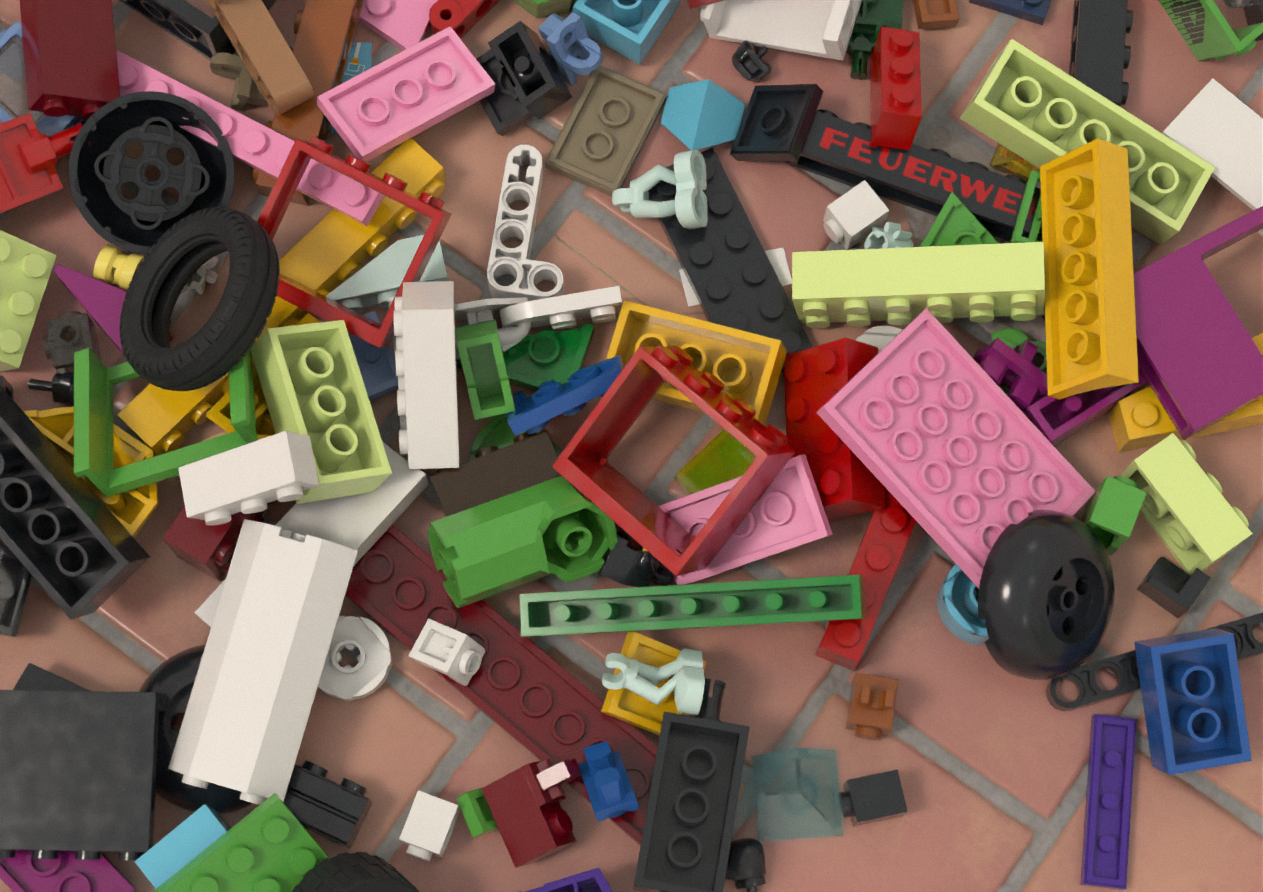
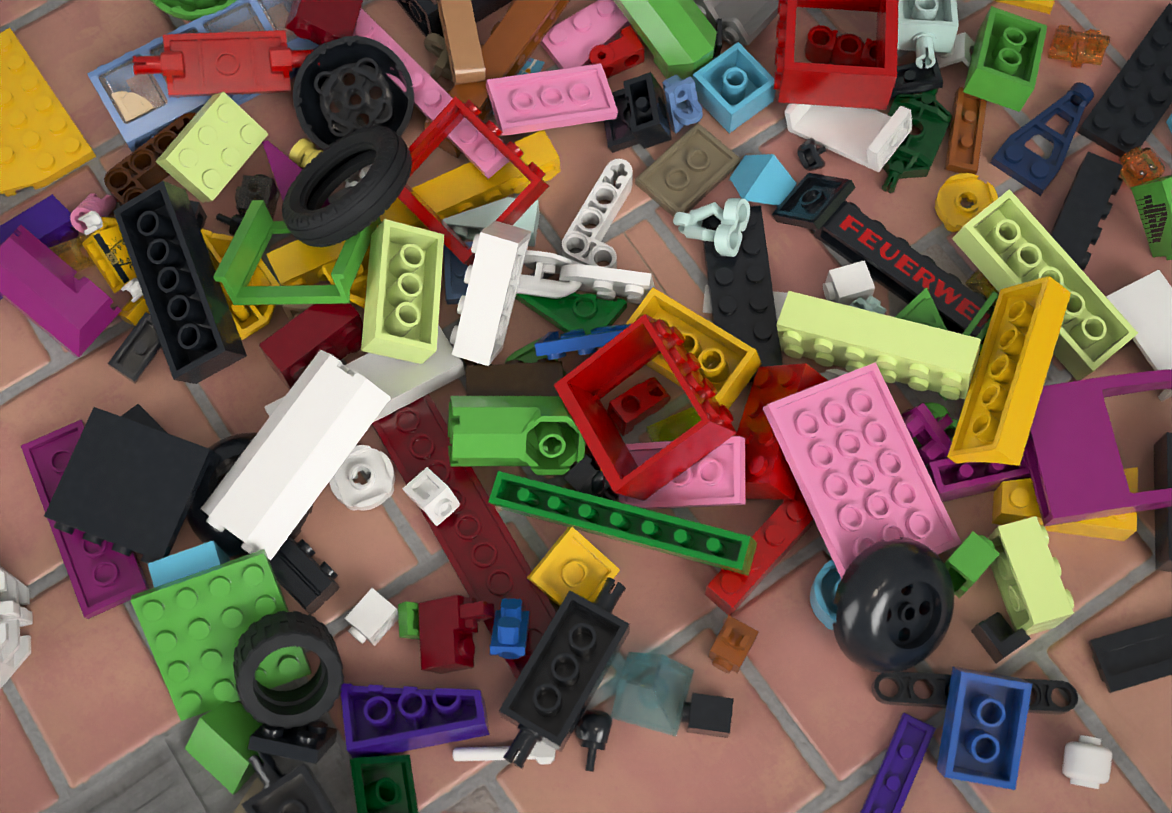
camera: 25 degrees right, 5 degrees down
(249, 477) = (331, 317): white brick -> none
(484, 369) = (533, 303): bright green brick -> none
(638, 677) = (593, 570): light aqua piece -> none
(653, 451) = (637, 404): none -> red leg
(895, 88) = (910, 202): red brick -> none
(936, 63) = (951, 194): none -> yellow plate

